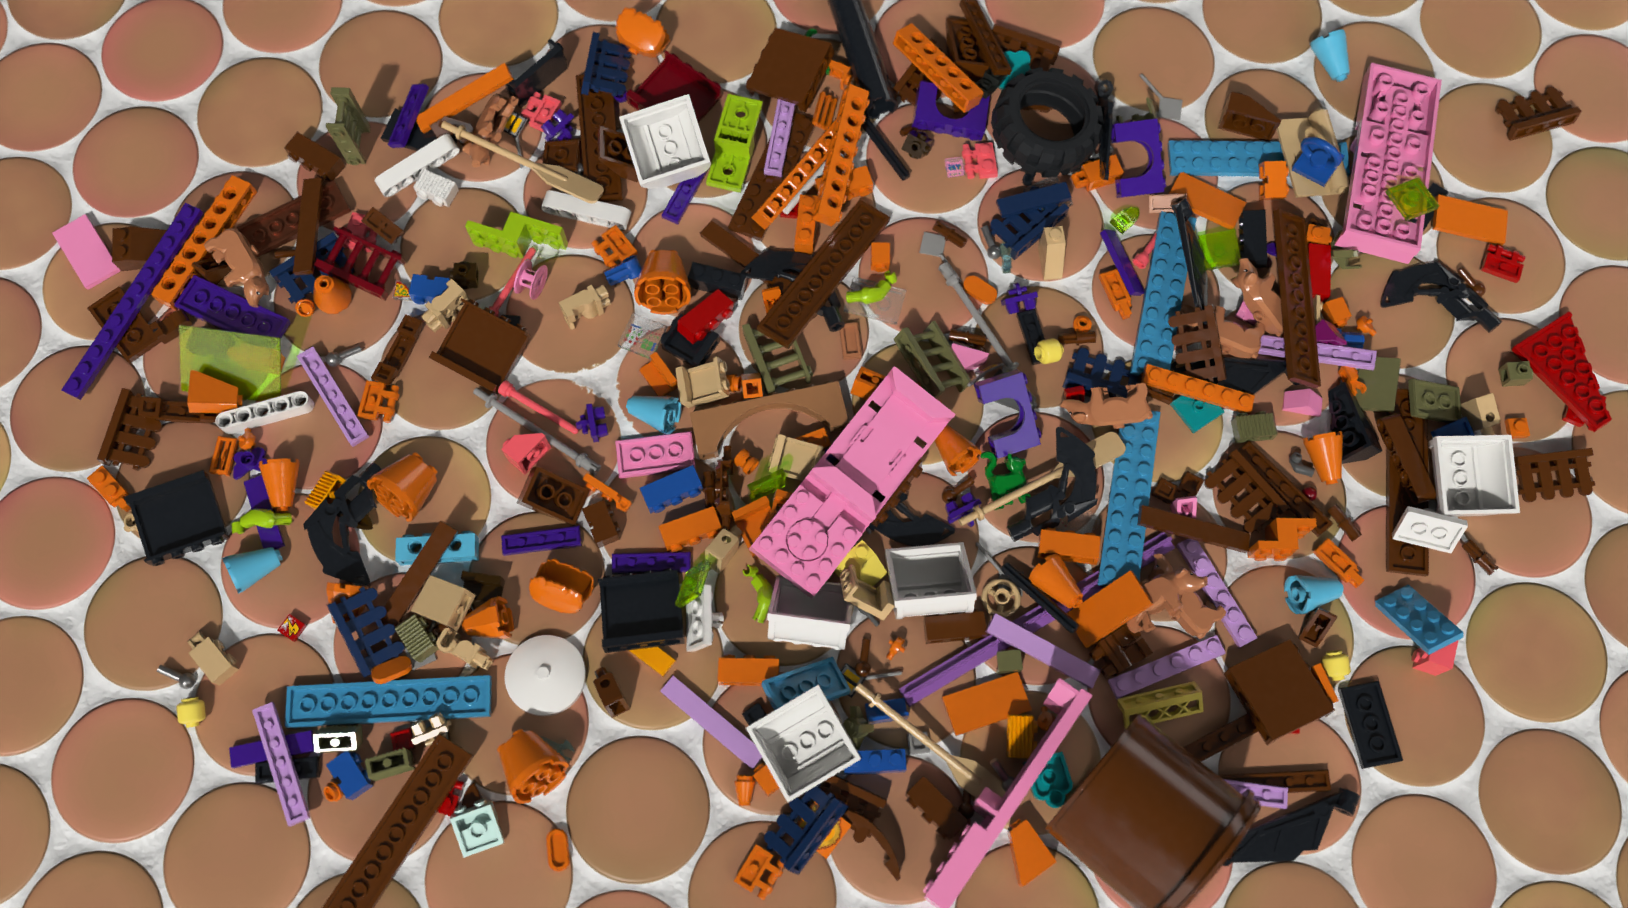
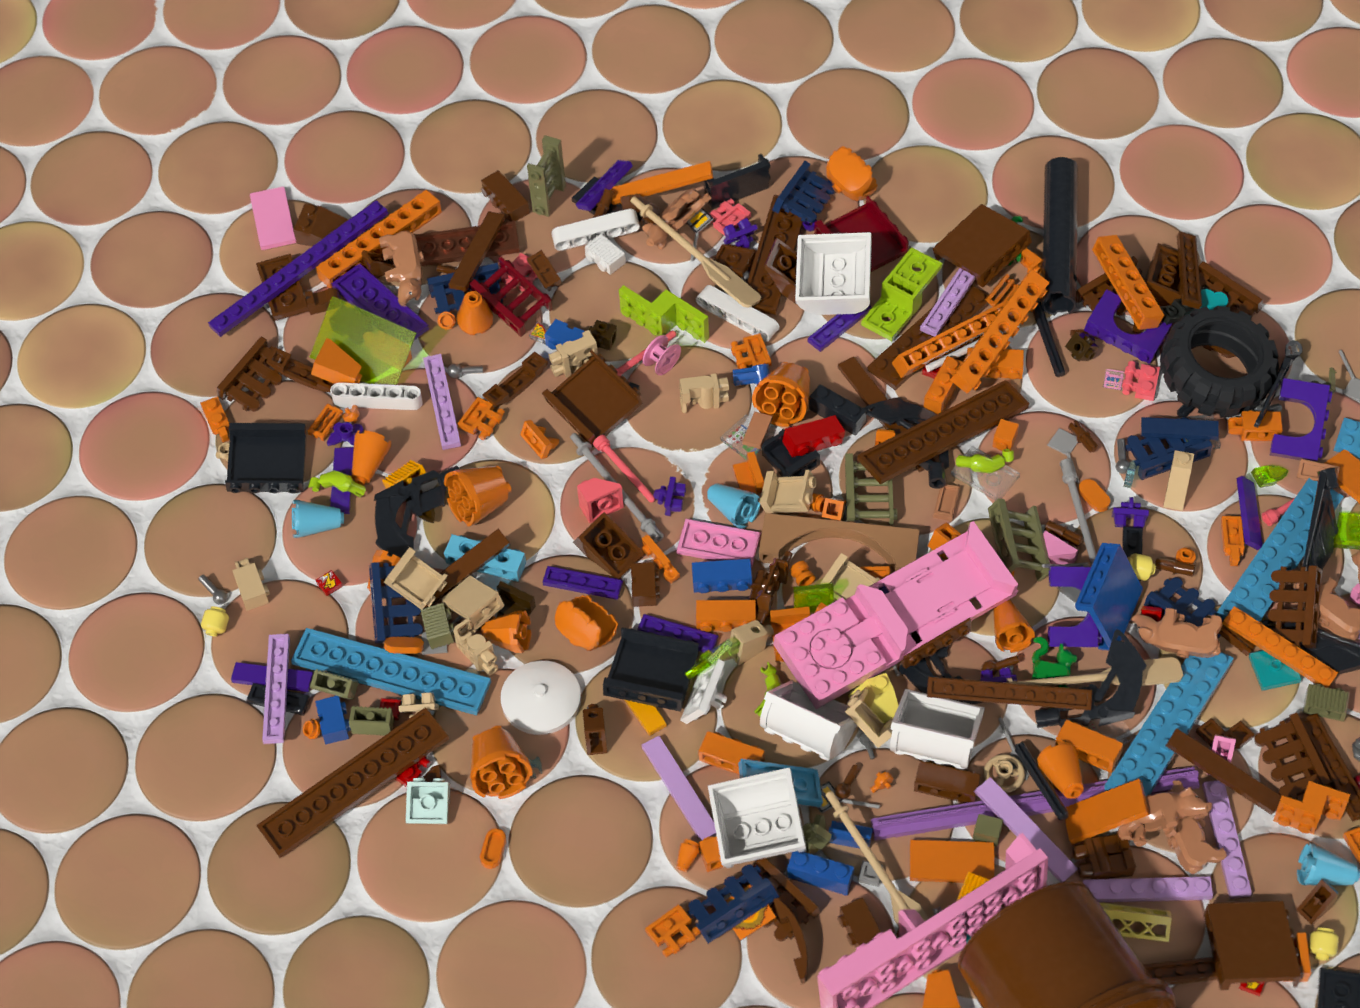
camera: 25 degrees right, 15 degrees down
(379, 603) = (415, 580): none -> tan panel
(415, 136) = (603, 205): none -> reddish brown axle
(437, 403) = (537, 440): none -> orange tile
(650, 327) = (757, 430): none -> nougat tile
(981, 522) = (1009, 693): none -> reddish brown tile
(1037, 392) = (1110, 592): none -> blue panel

